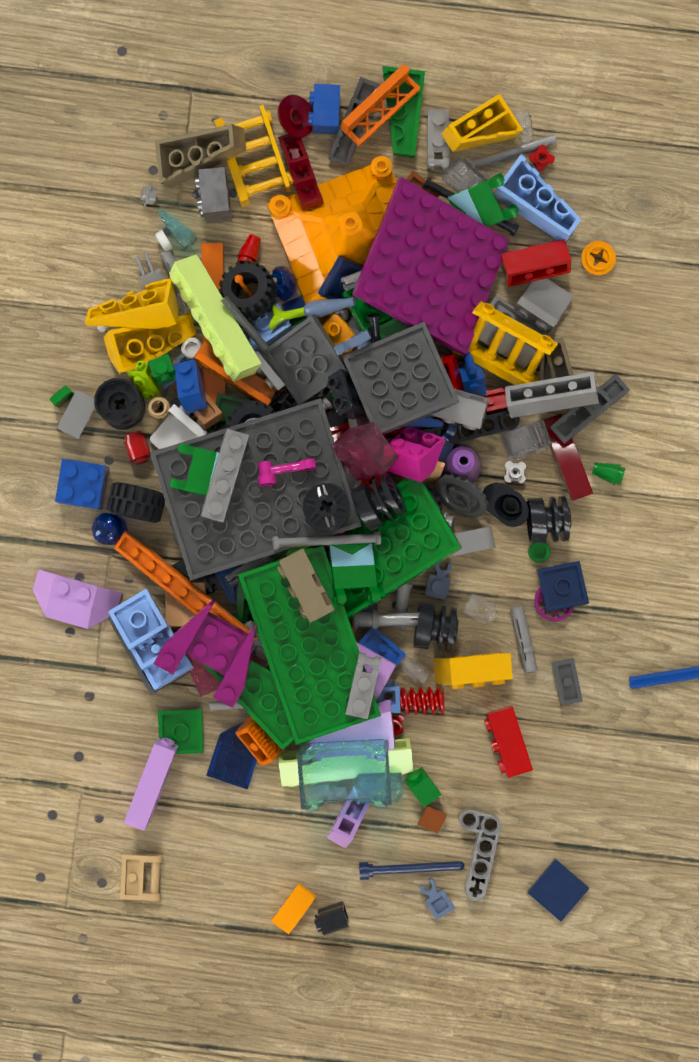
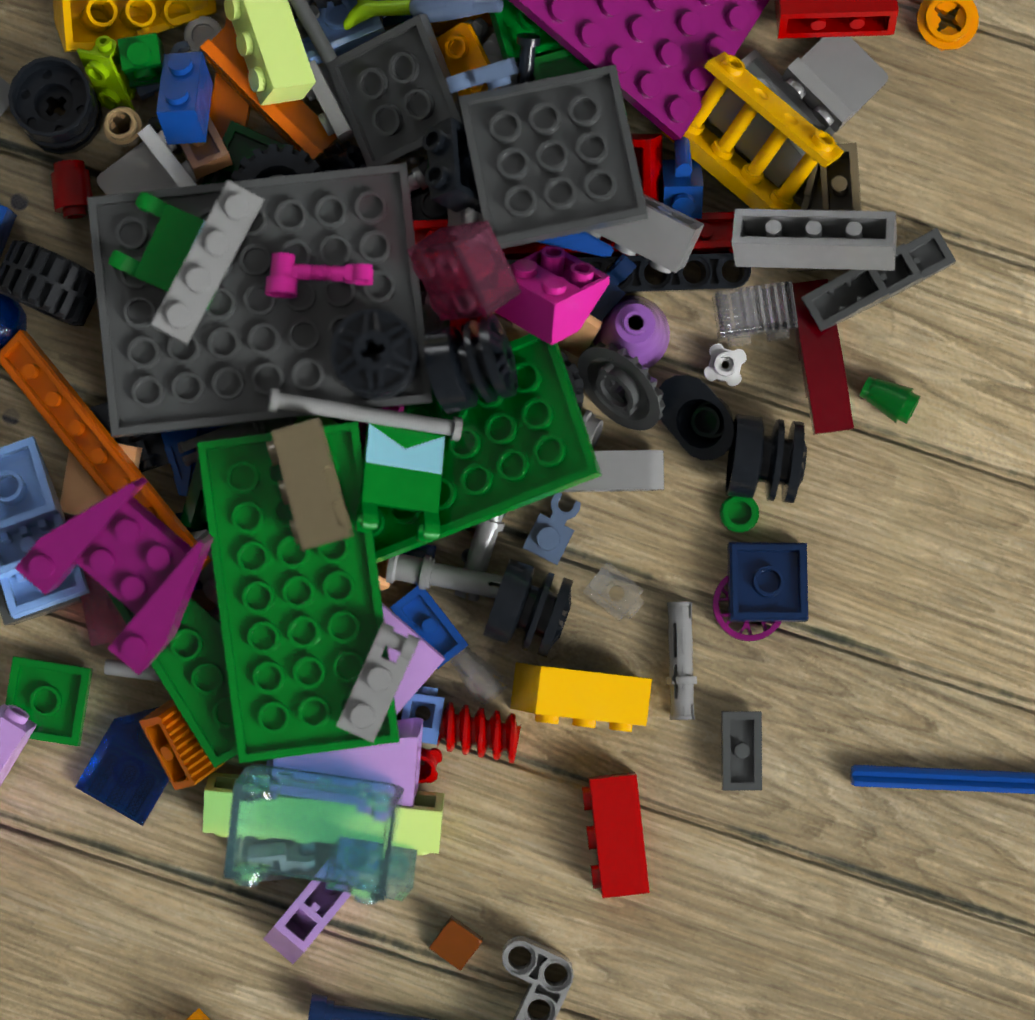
camera: 10 degrees right, 0 degrees up
(422, 787) = (450, 883): green brick -> none

